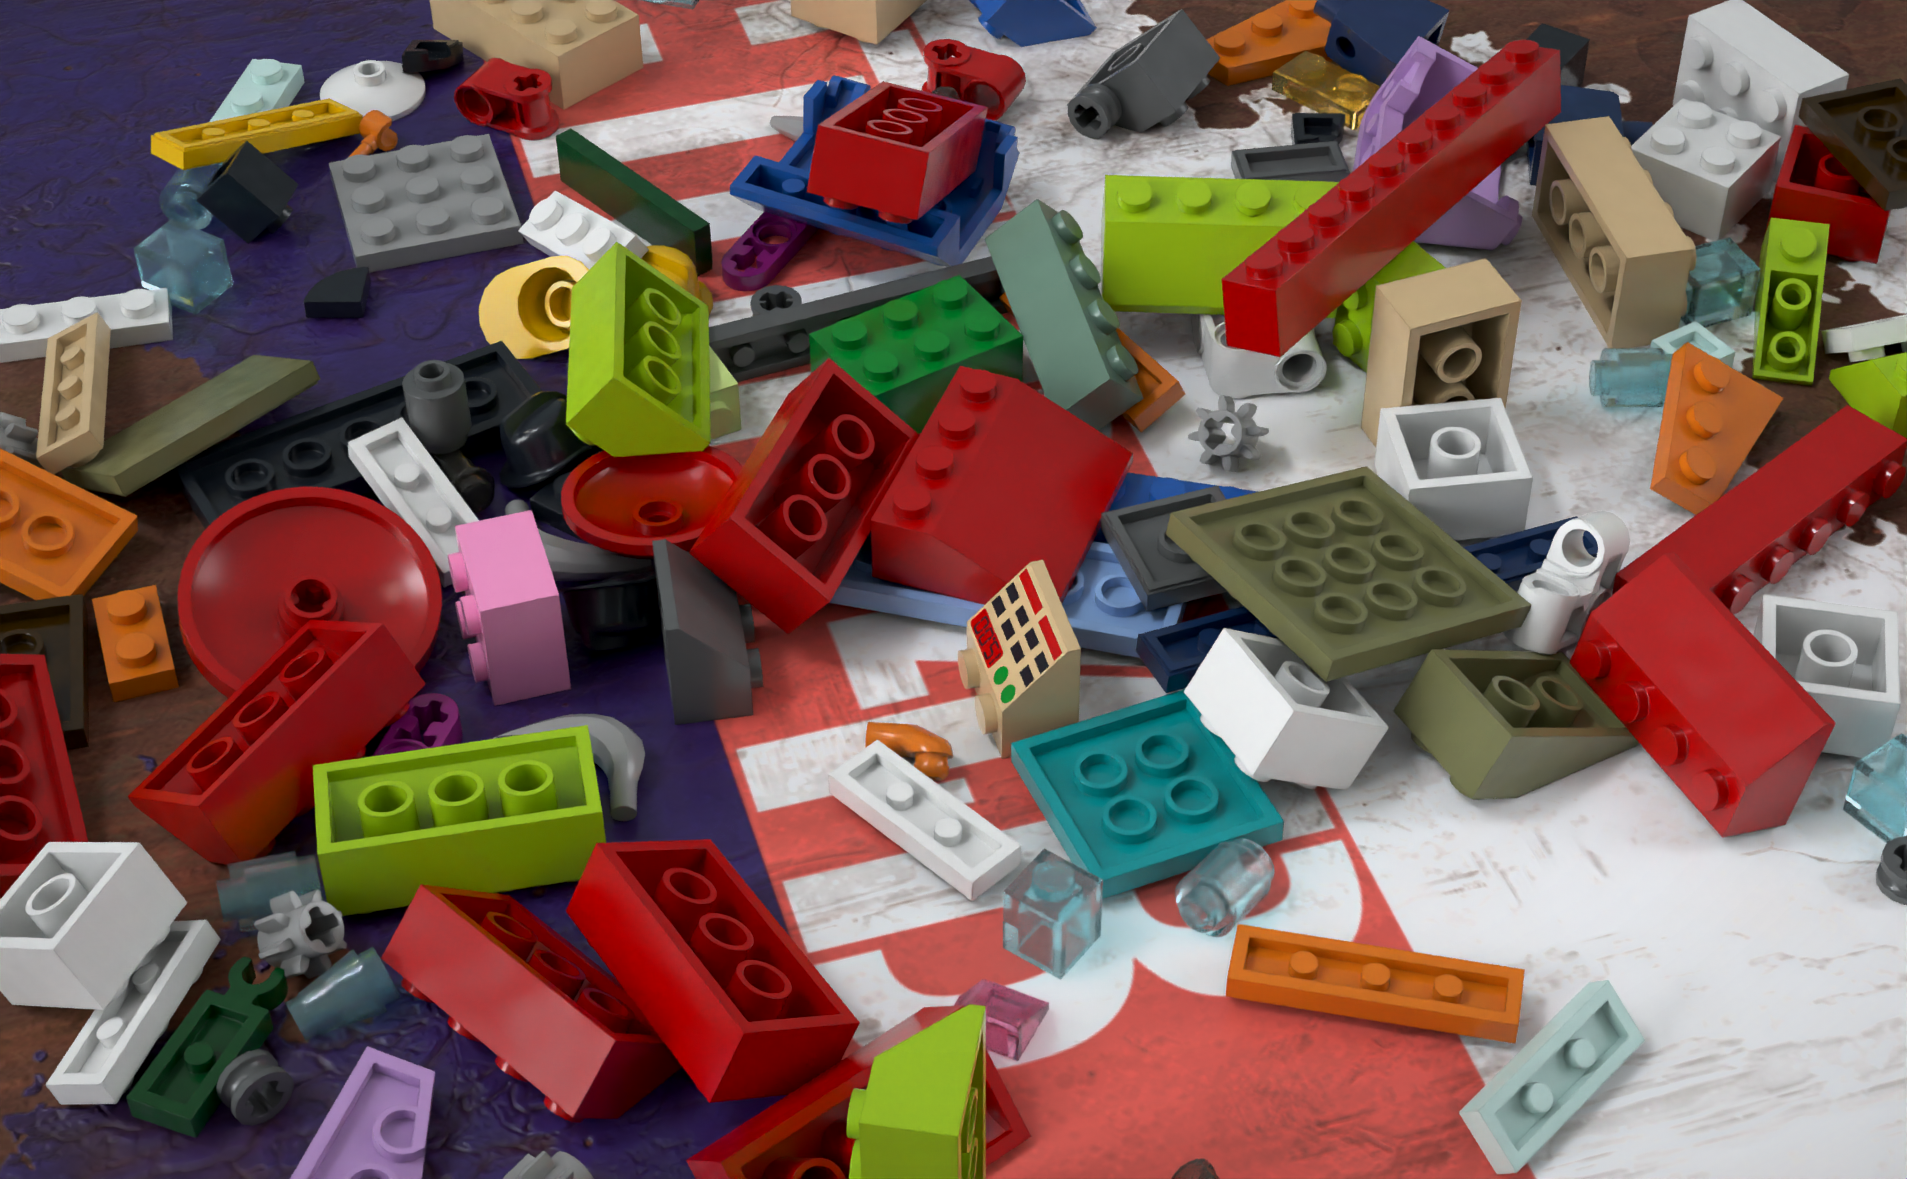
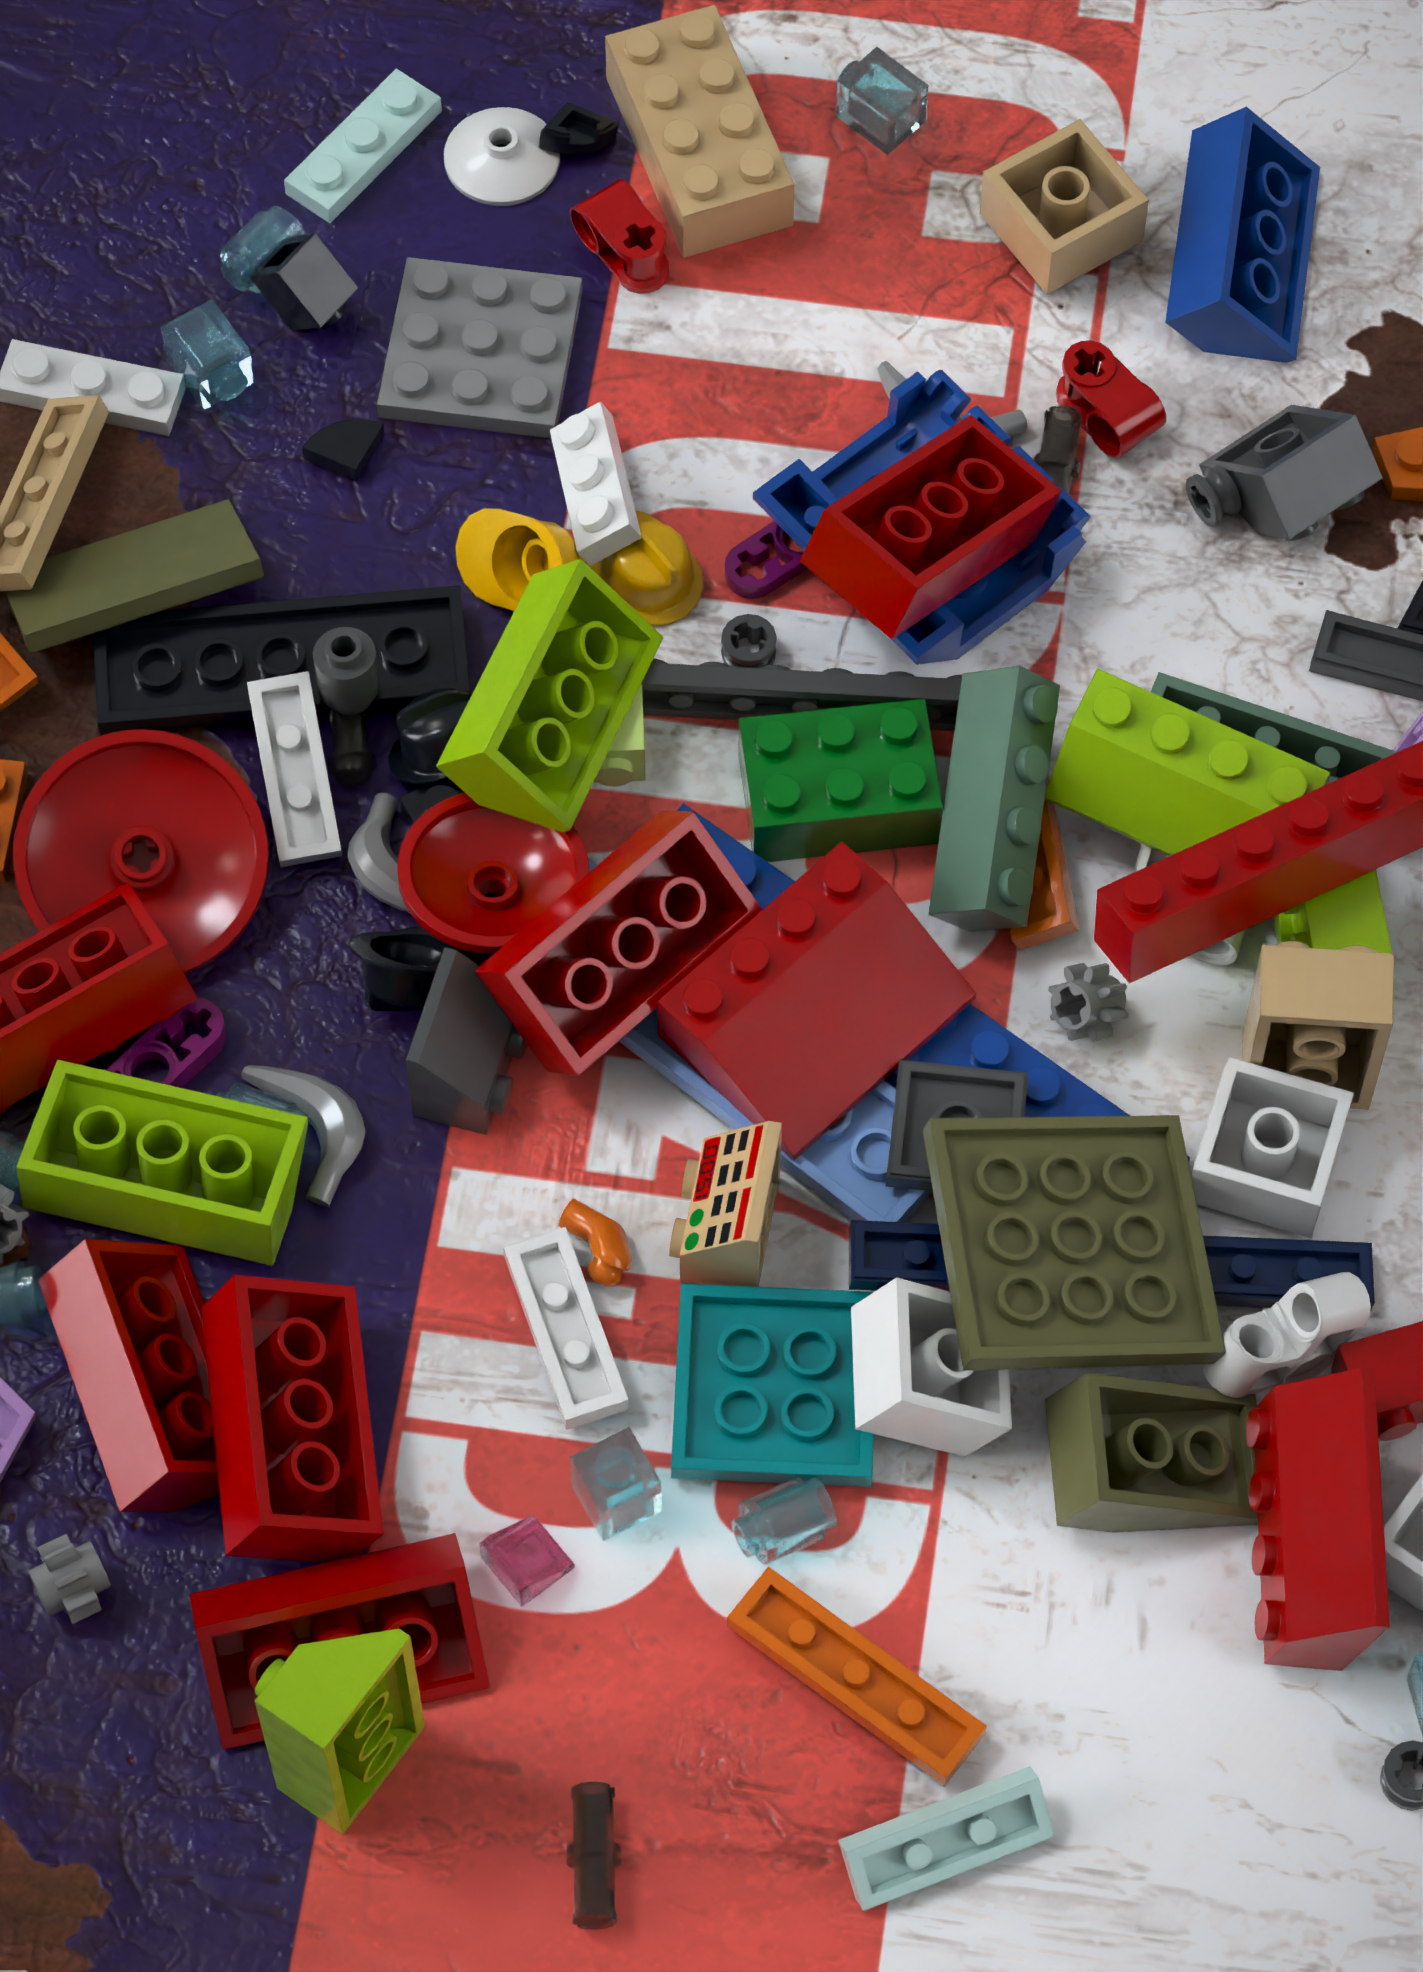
camera: 25 degrees right, 20 degrees up
(265, 130) = (346, 200): yellow tile -> none
(376, 134) = (478, 233): orange hand -> none
(509, 608) = (304, 948): bright pink brick -> none
(632, 199) = (678, 440): dark green tile -> none

